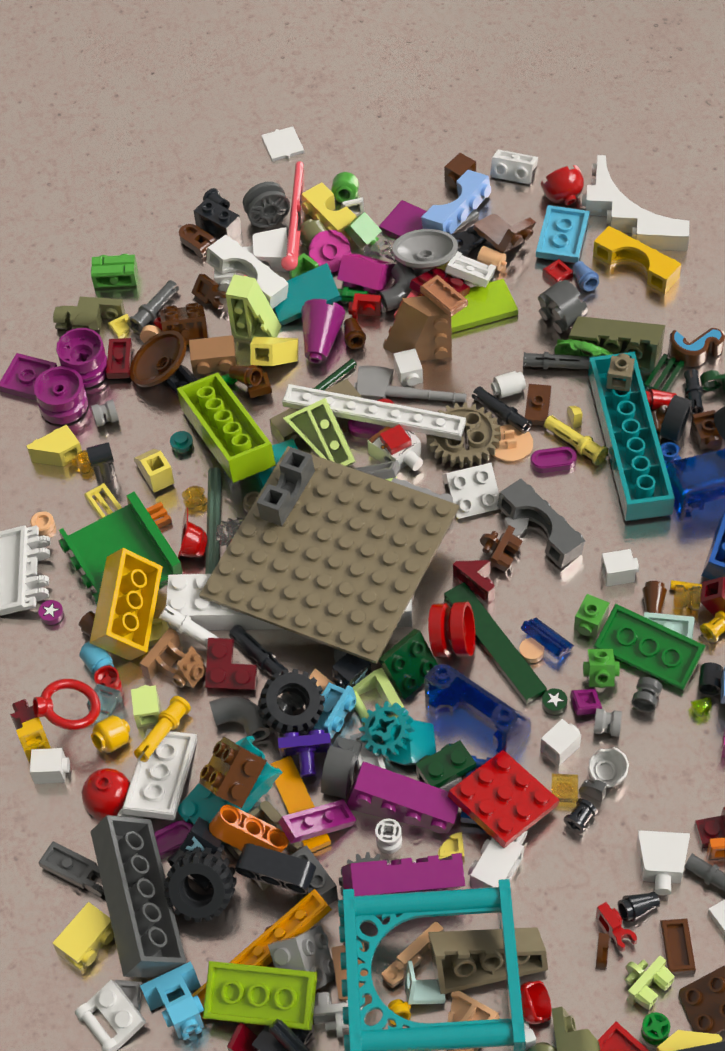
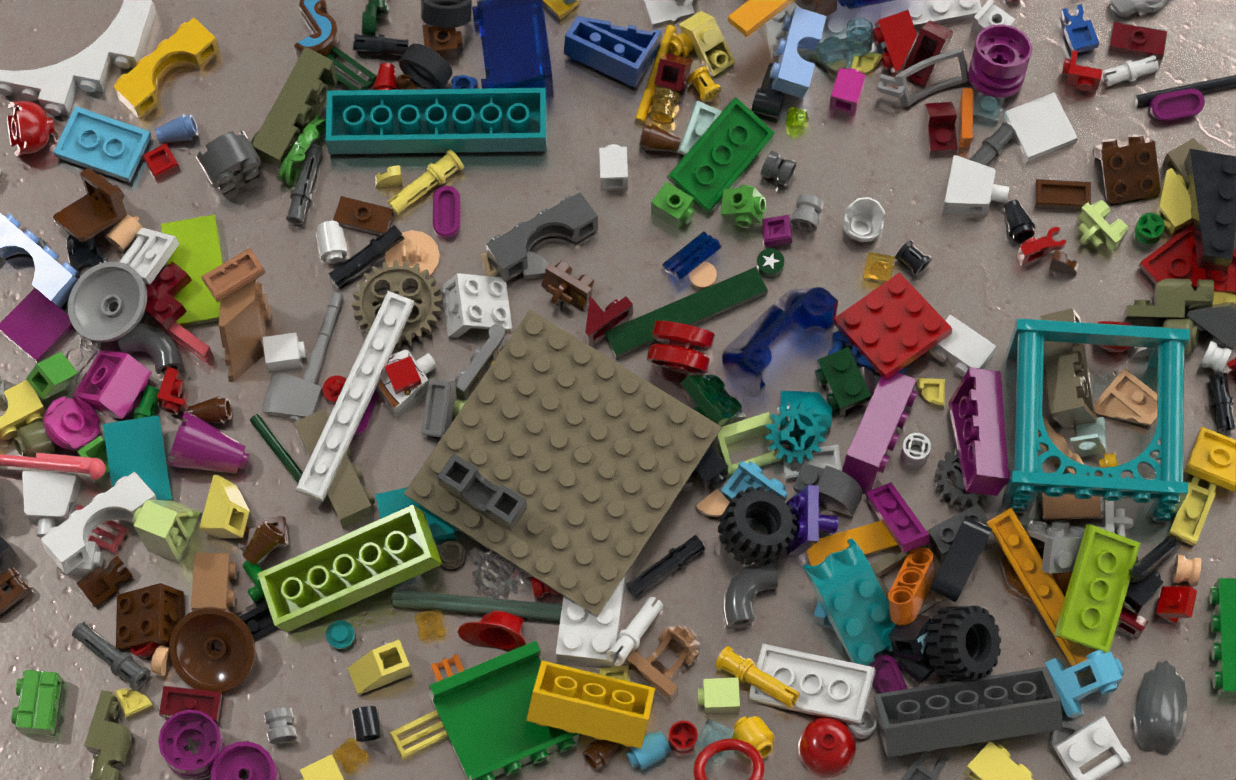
camera: 85 degrees left, 15 degrees up
(222, 671) = (686, 606): dark red plate -> none
(231, 772) = (850, 591): reddish brown bracket -> none
(322, 432) = (380, 455): yellowish green wedge -> none
(561, 742) = (825, 262): white brick -> none
(595, 790) = (886, 237): dark grey tile -> none
(620, 367) = (366, 115): dark tan brick -> none

